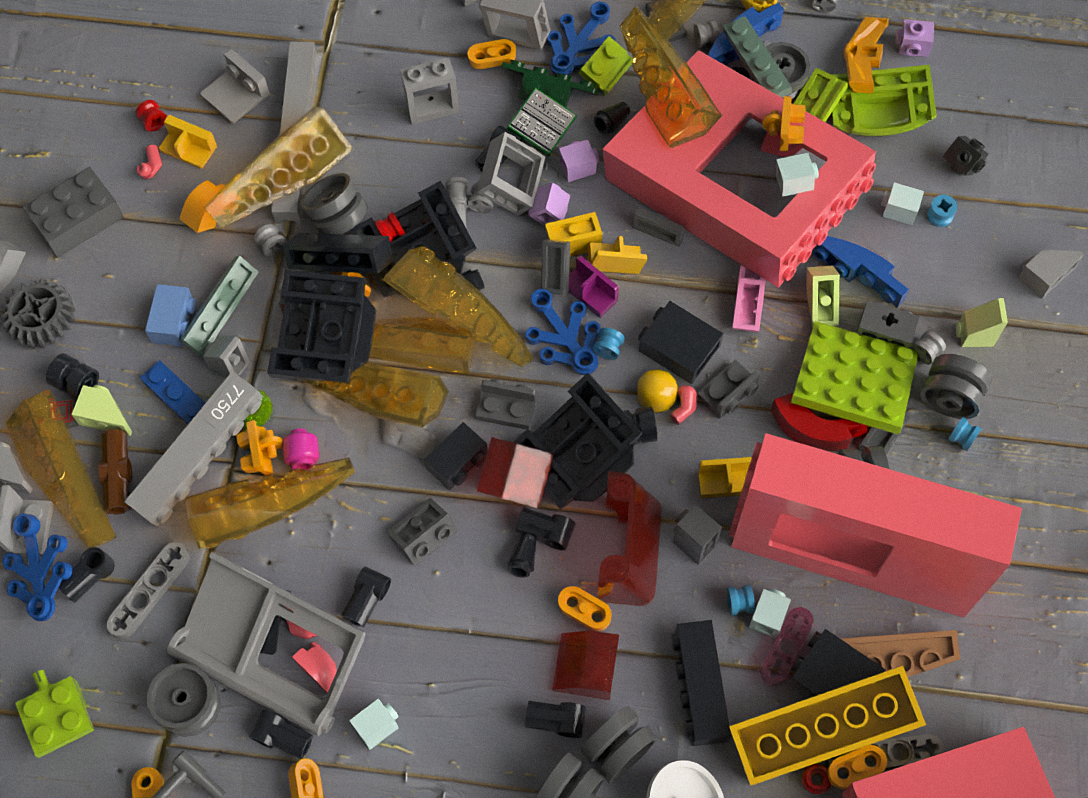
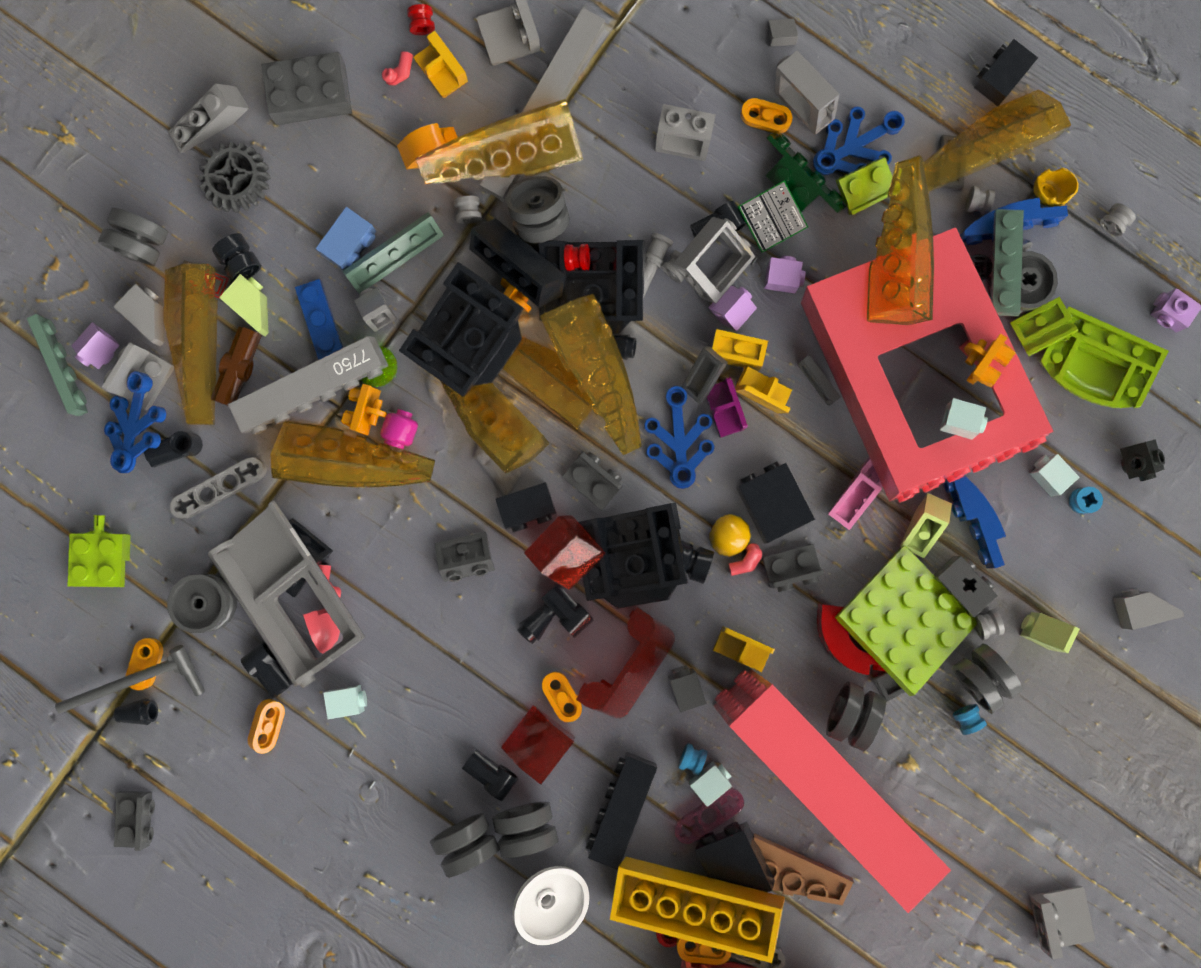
camera: 30 degrees right, 20 degrees up
(369, 589) = (395, 586): black piece -> none
(608, 343) = (712, 471): dark azure wheel -> none
(610, 117) = (840, 243): black cone -> none
(863, 53) = (1115, 302): light orange plate -> none

